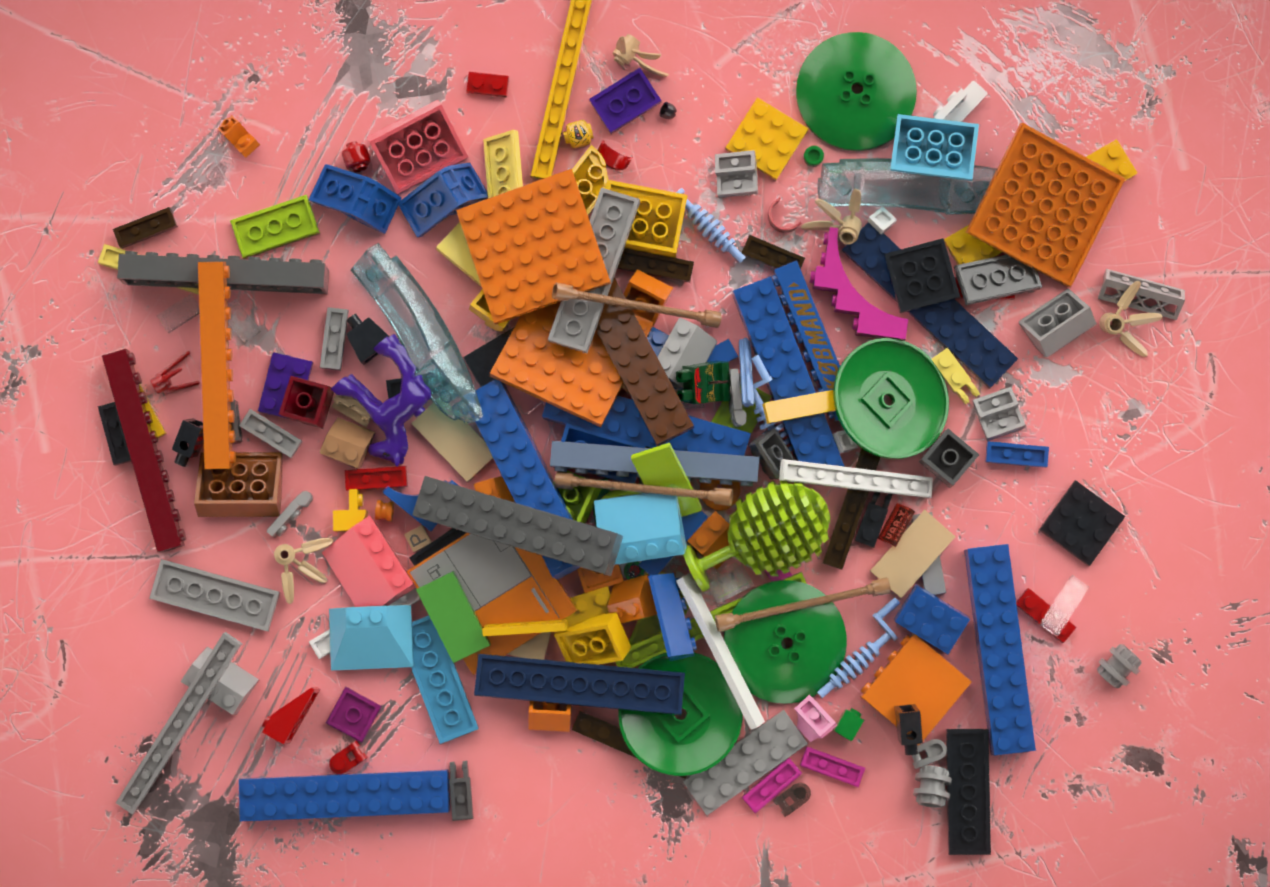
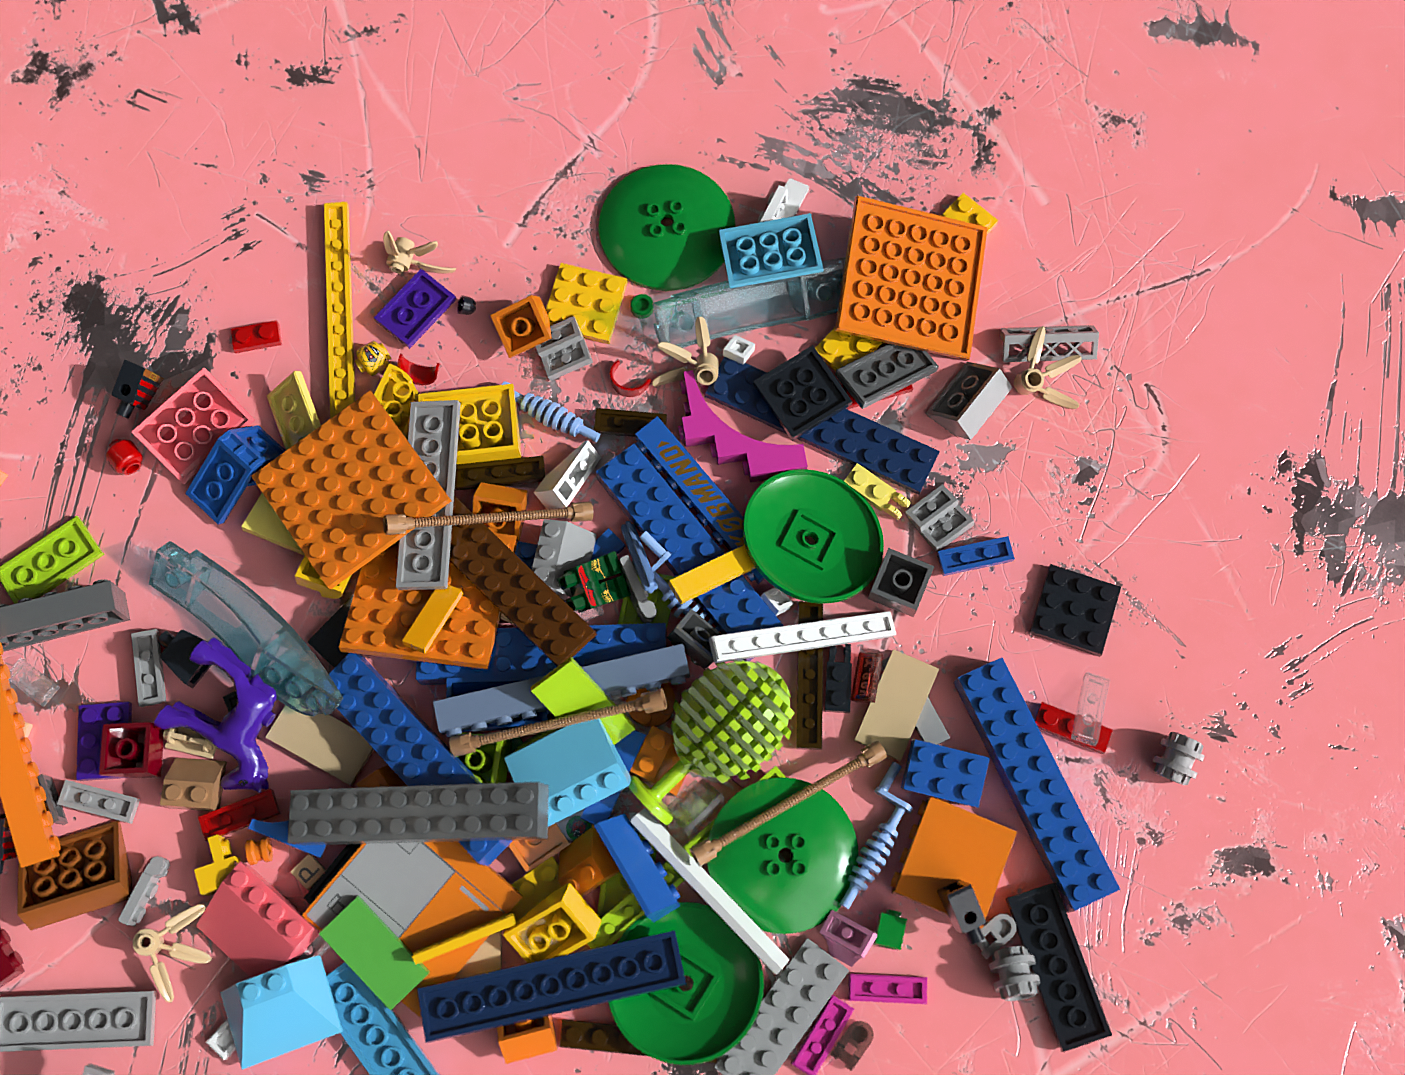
camera: 20 degrees left, 10 degrees down
(356, 197) = (136, 499): blue bracket -> none
(385, 98) = (135, 388): none -> black torso
(569, 374) = (432, 618): none -> light orange tile
(708, 287) = (567, 478): none -> white slope
(710, 147) = (522, 325): none -> orange slope

